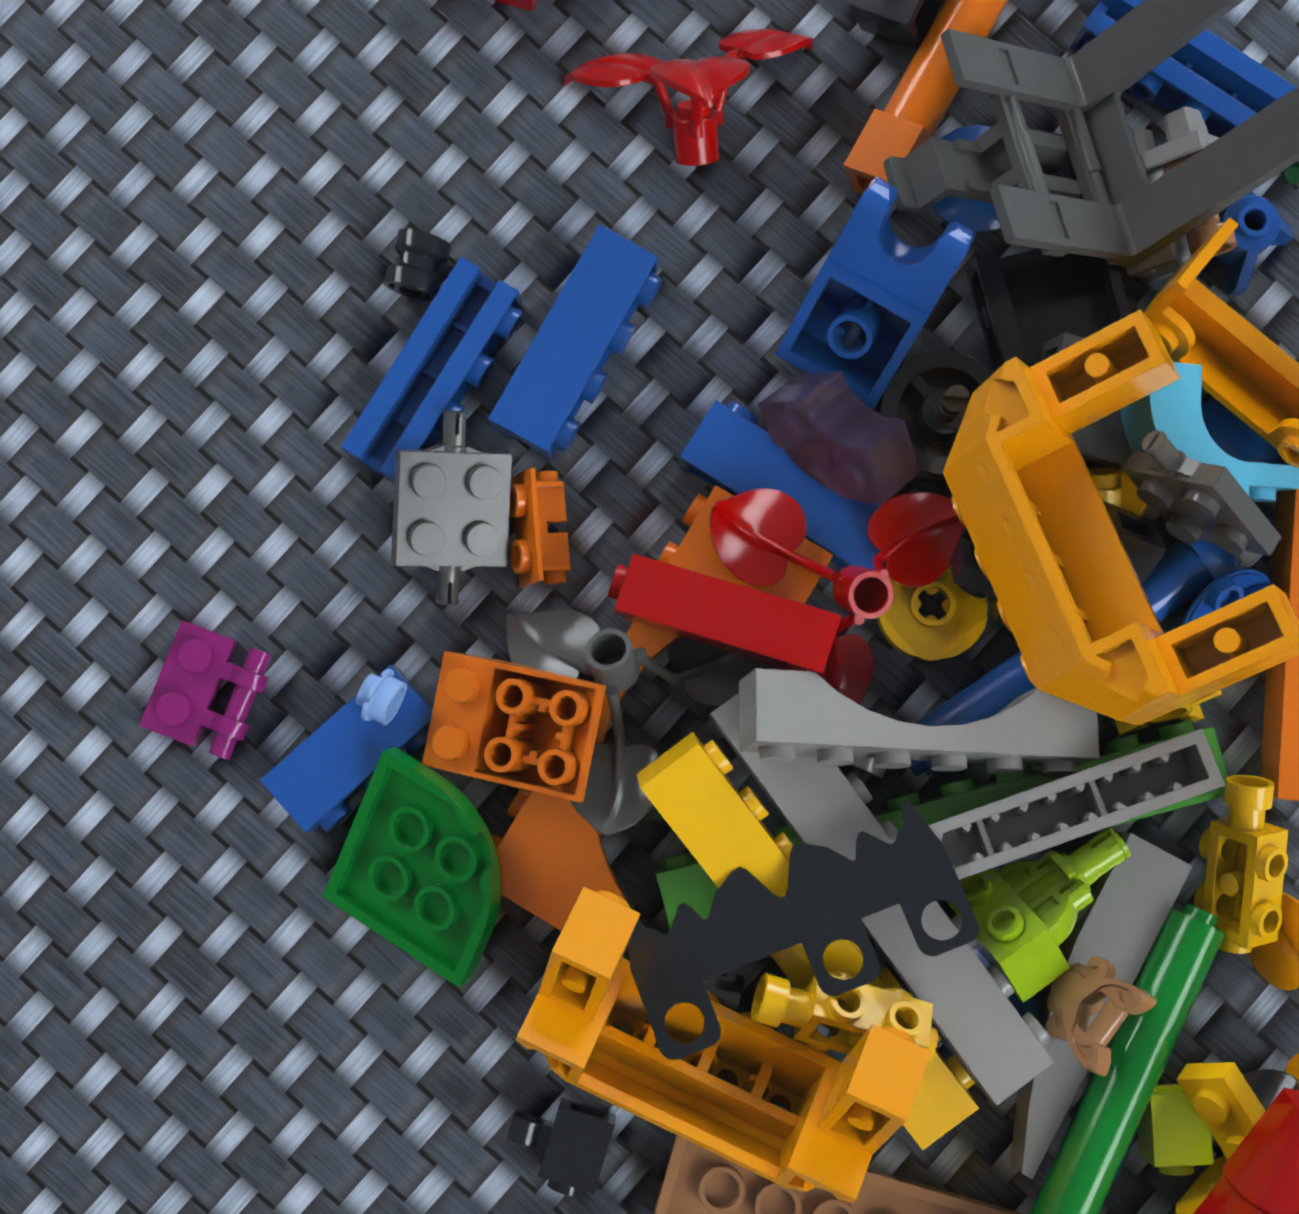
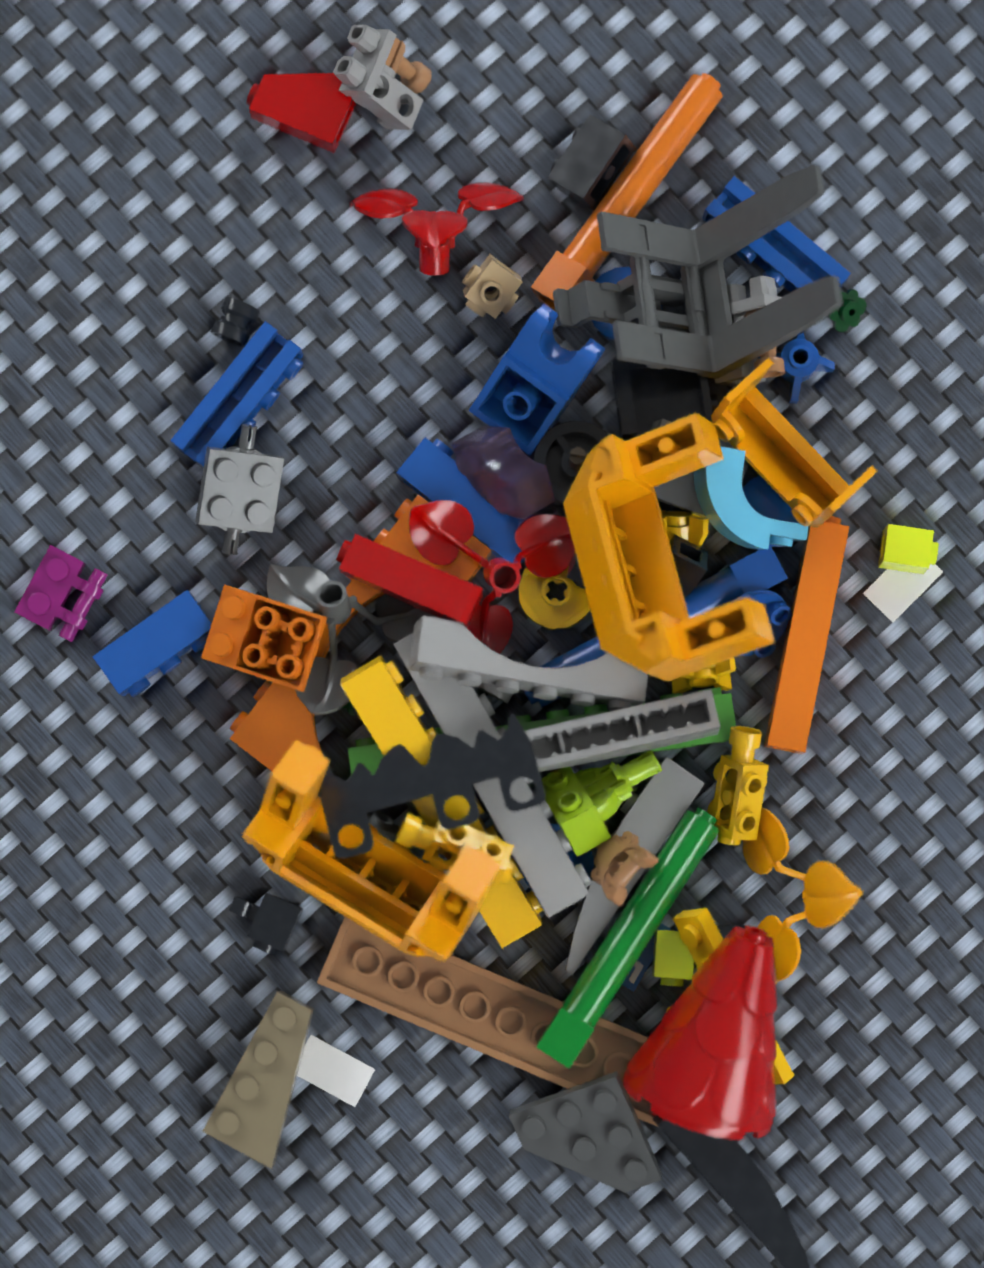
camera: 10 degrees right, 0 degrees up
(381, 697) = (179, 609): light blue plate -> none
(420, 868) = (192, 726): green plate -> none
(535, 553) = (293, 526): orange hinge -> none
(575, 343) = (336, 387): blue brick -> none
(804, 166) = (495, 274): none -> tan brick
(1200, 500) = (730, 541): dark grey plate -> none

